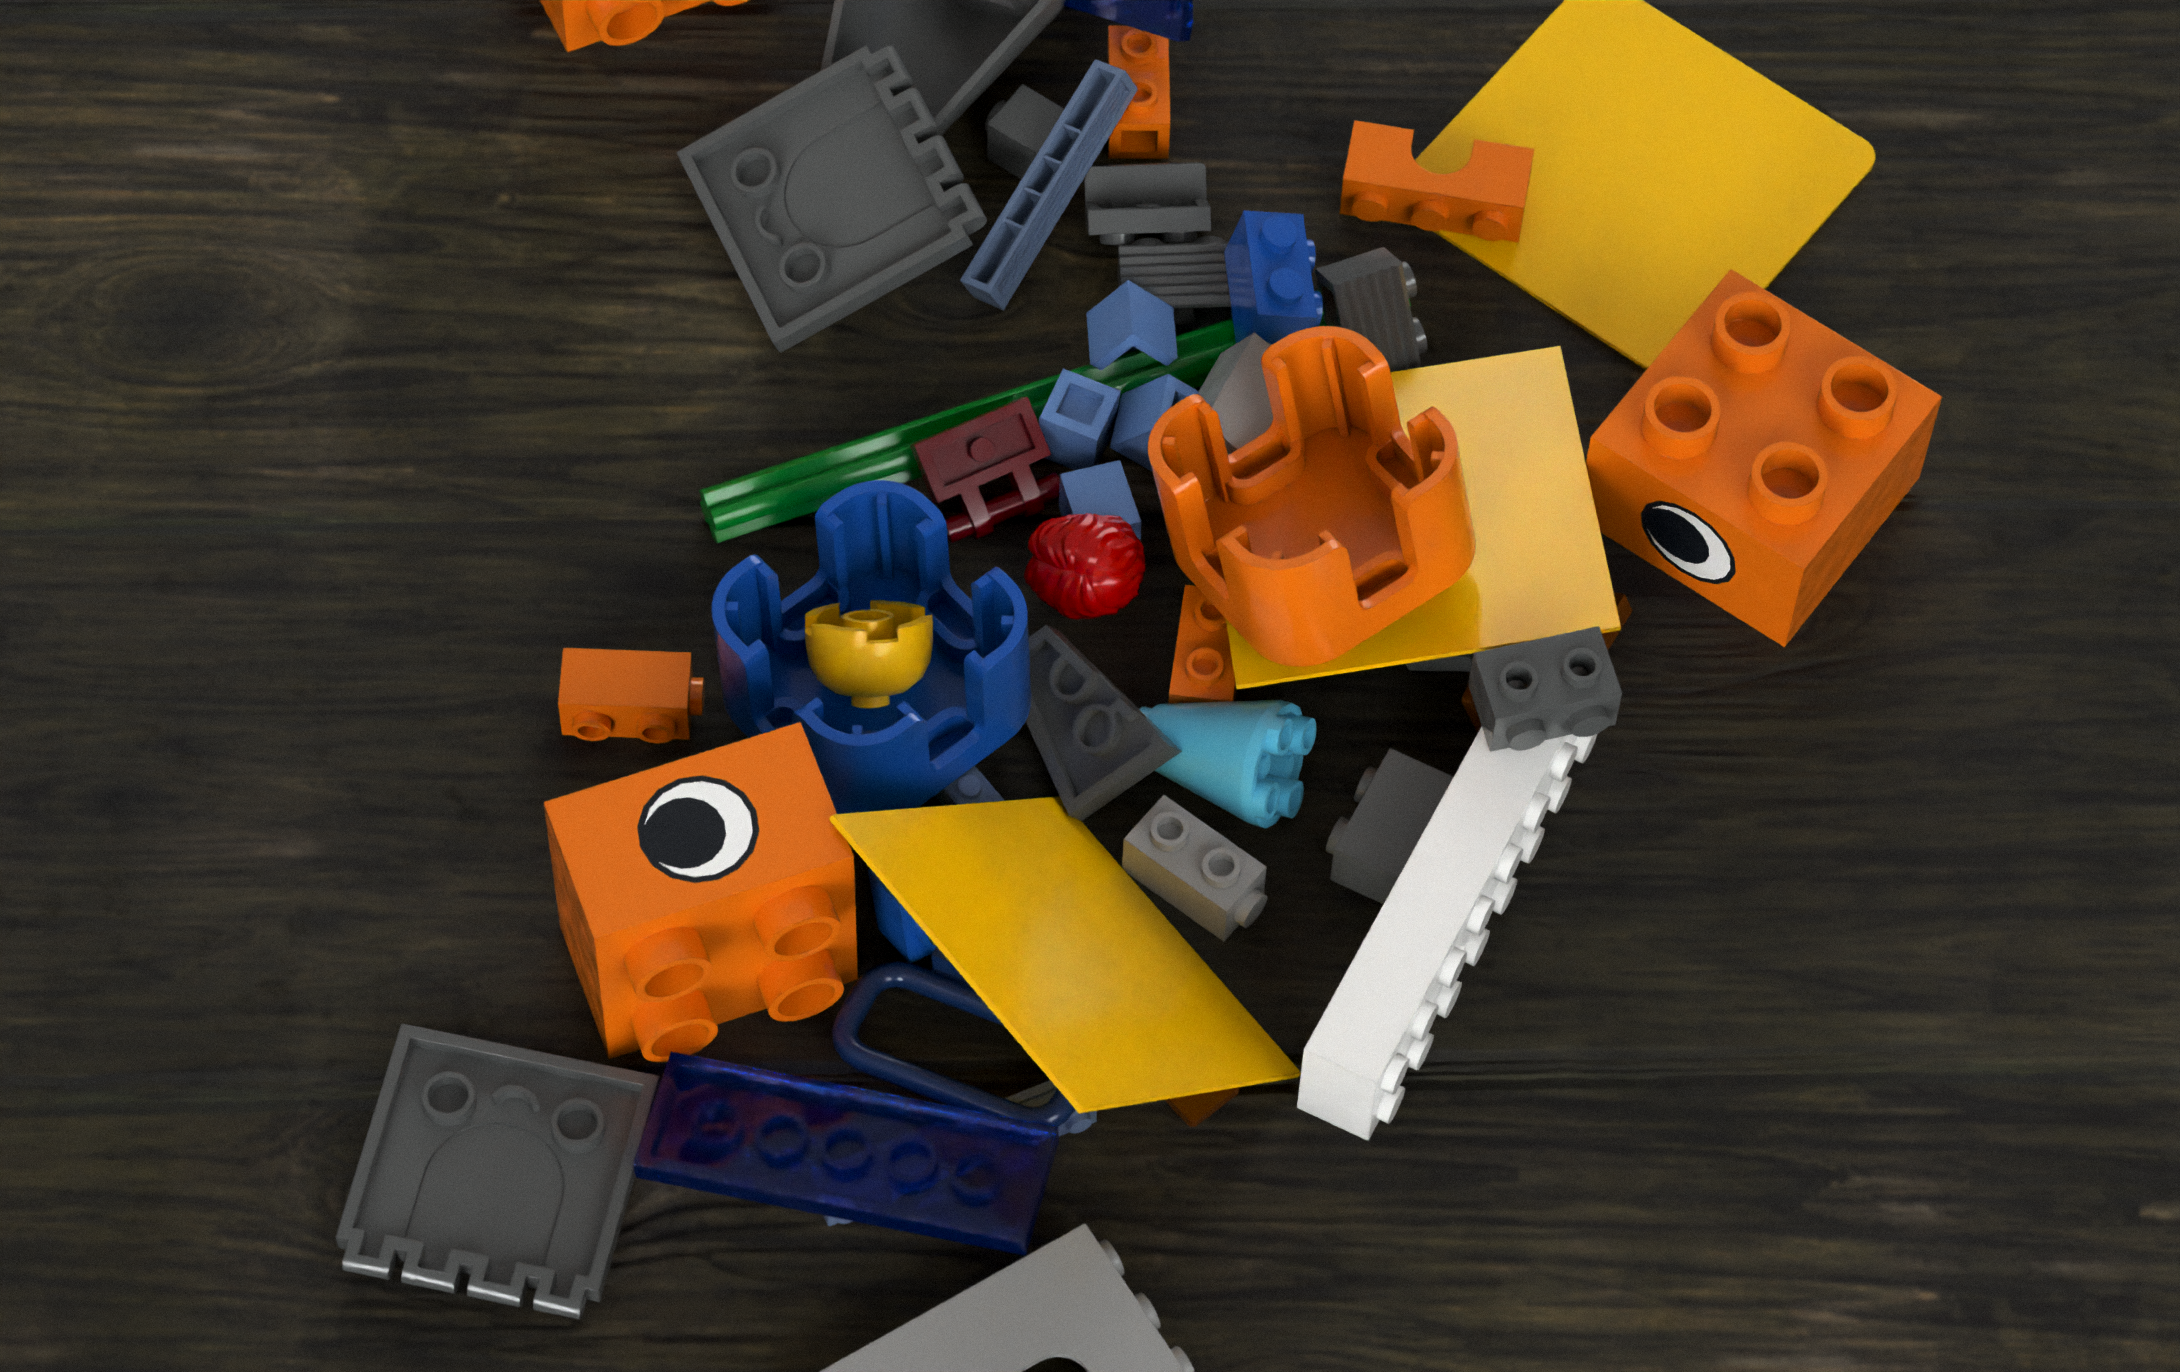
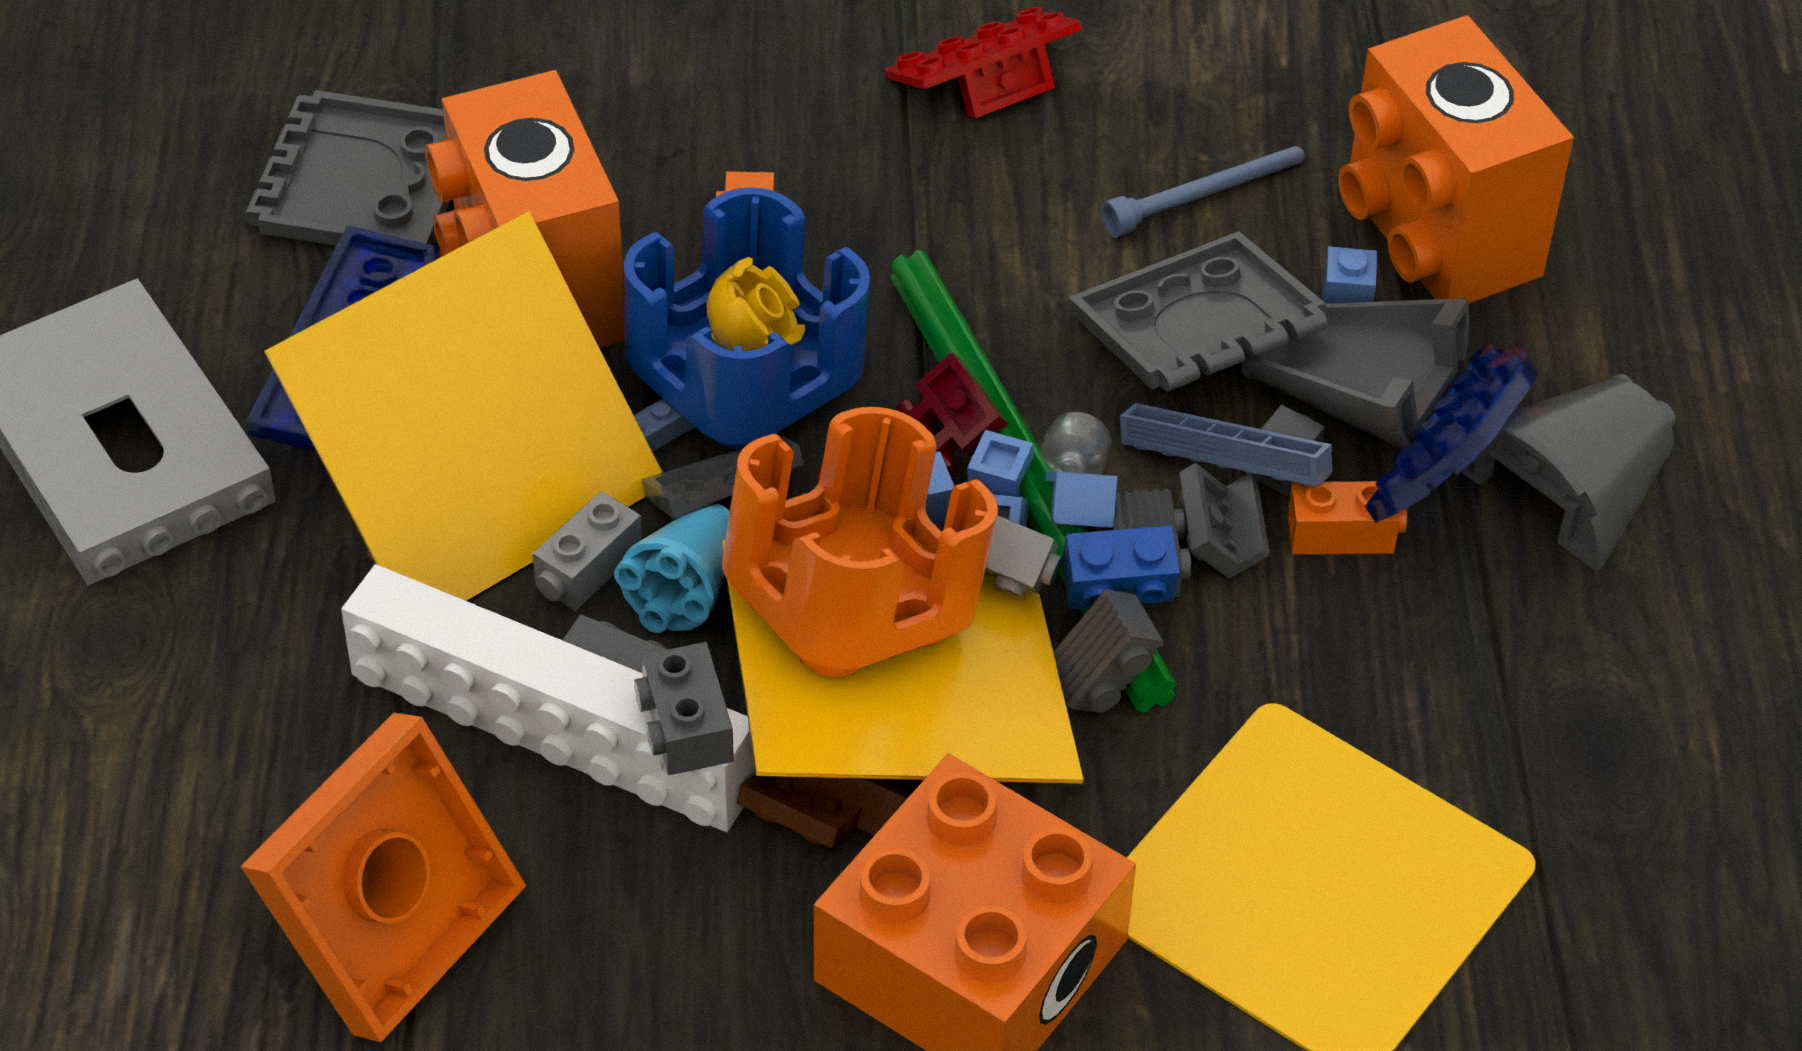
camera: 90 degrees right, 10 degrees down
(322, 413) = (993, 66): none -> red bracket
(623, 278) = (1123, 214): none -> sand blue piece
(771, 48) = (1349, 275): none -> medium blue brick
(1039, 341) = (1076, 444): none -> clear head
(1477, 200) = (1266, 752): orange arch -> none
(1746, 1046) = (384, 876): none -> orange piece

